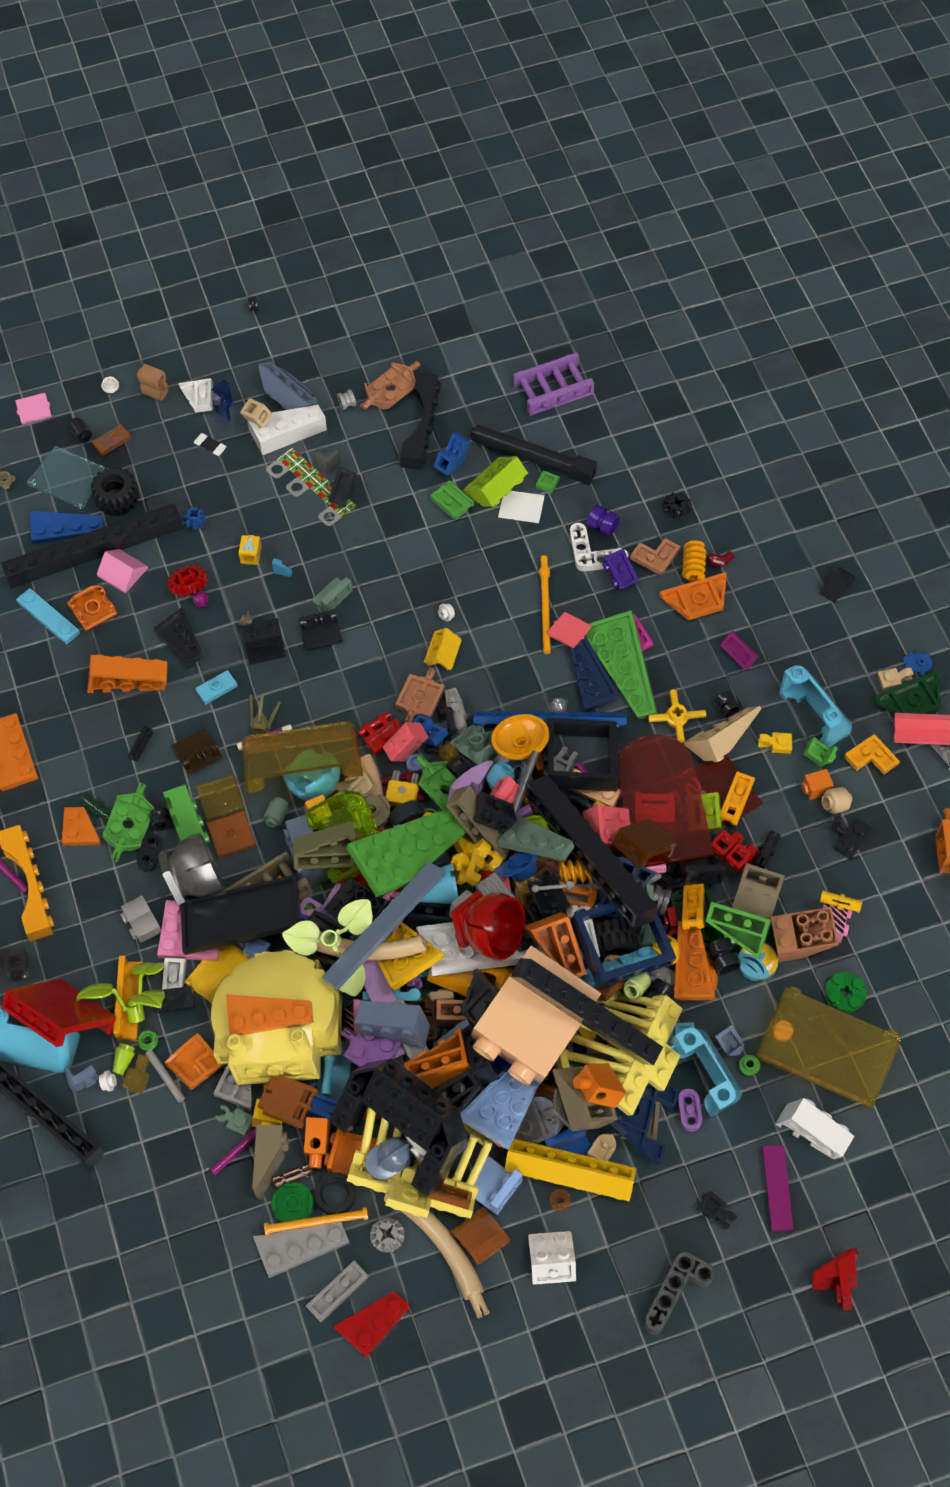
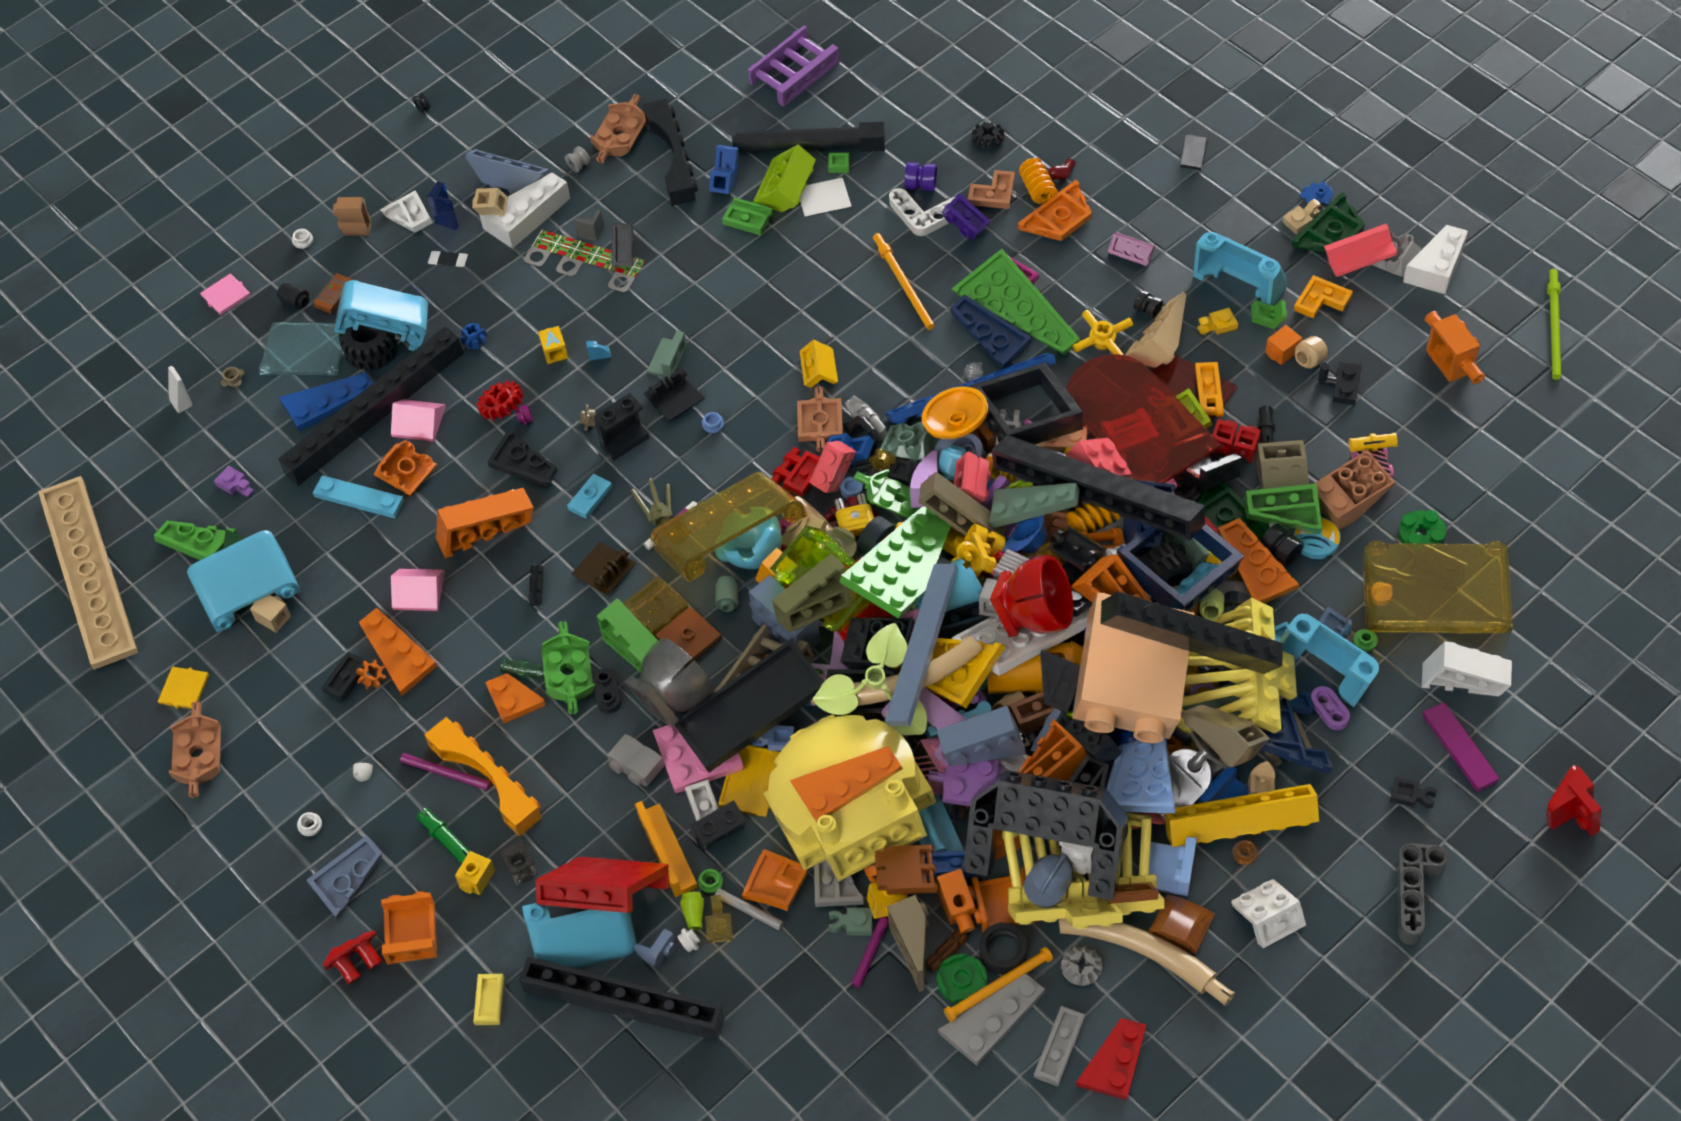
camera: 20 degrees left, 5 degrees down
(53, 709) = (416, 589): none -> bright pink slope
(133, 472) = (382, 310): none -> medium azure windscreen
(135, 1003) = (681, 848): lime plant -> none
(160, 819) = (601, 650): black wheel -> none
(338, 665) = (712, 422): none -> medium blue plate
(446, 612) = (802, 327): white plate -> none
(495, 812) = (975, 491): black bracket -> none
(526, 778) = (987, 458): flat silver bar -> none
(569, 630) = (943, 294): coral piece -> none
(569, 885) = (1095, 529): light grey hinge -> none
(600, 1085) = (1230, 707): orange torso -> none
(643, 841) = (1146, 459): reddish brown panel -> none
(693, 906) = (1227, 506): light orange plate -> none

